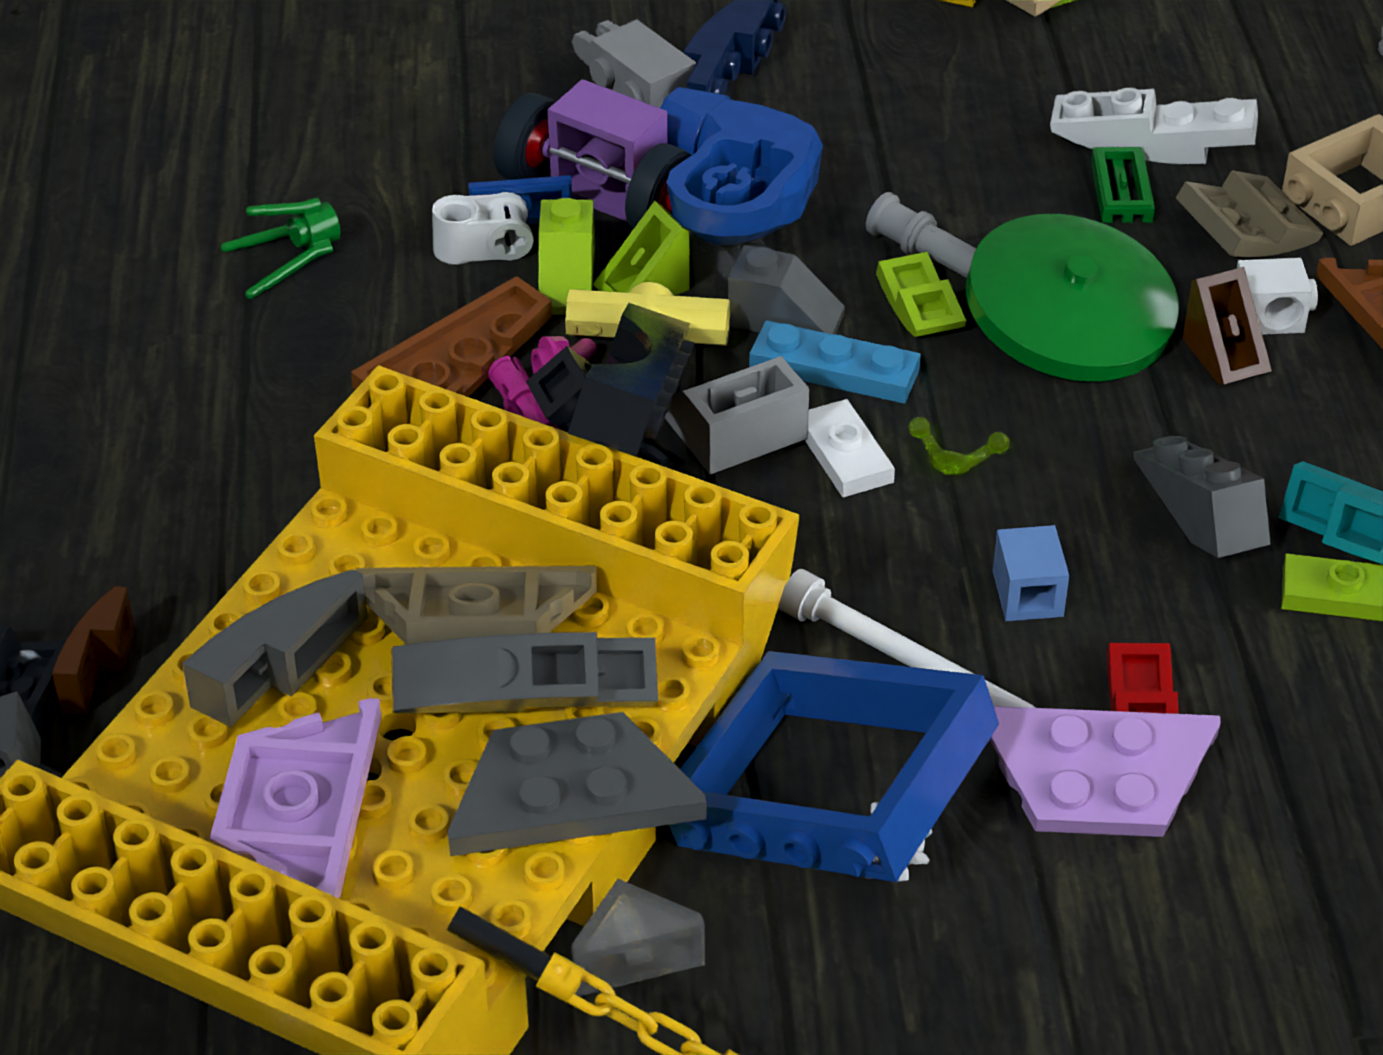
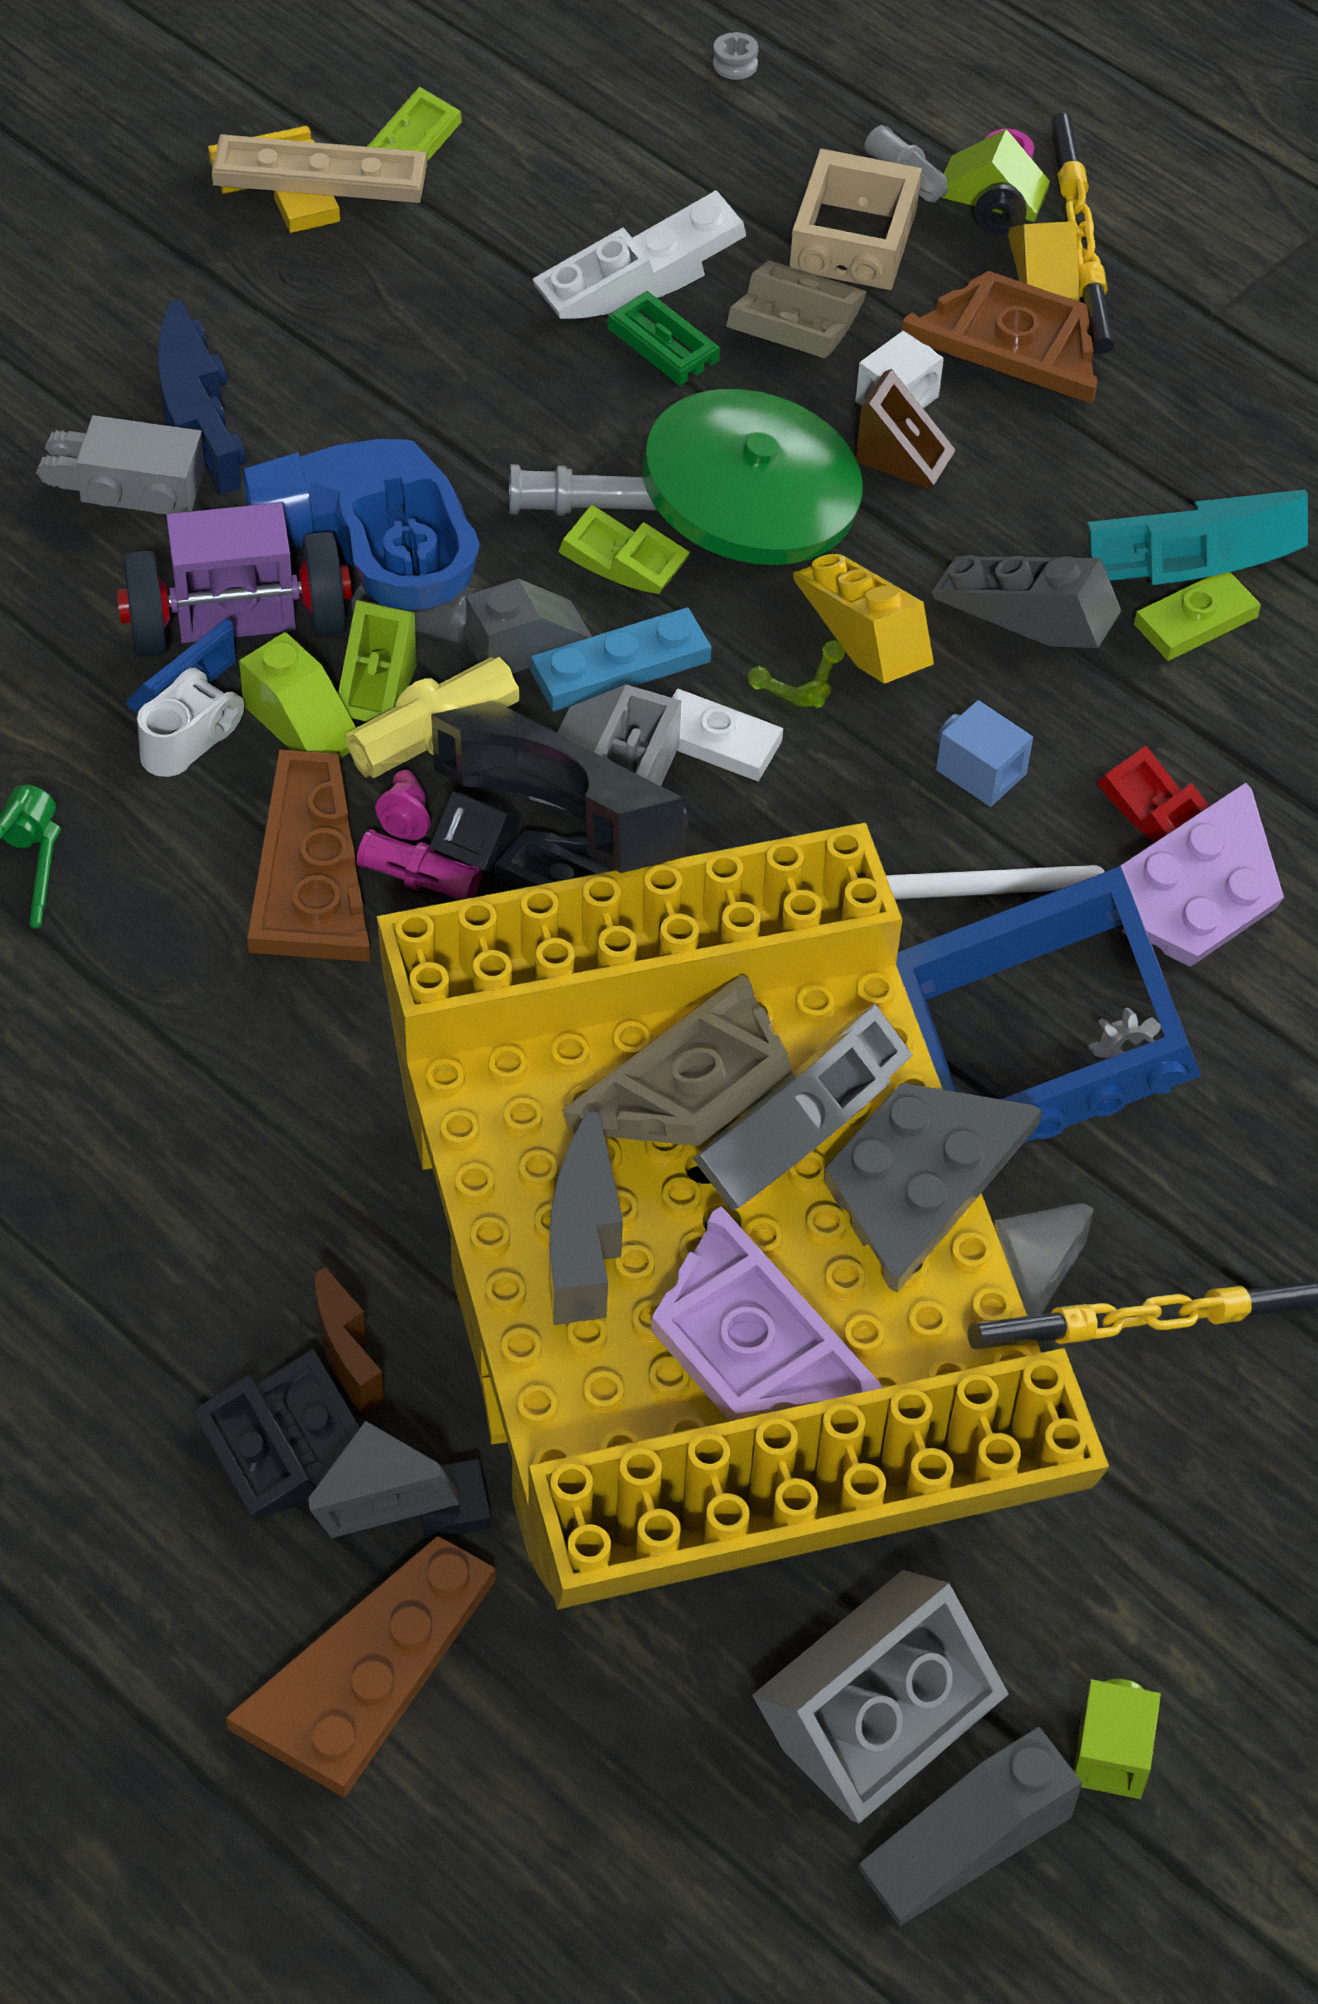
camera: 45 degrees left, 10 degrees up
(1049, 434) = (869, 616): none -> yellow slope

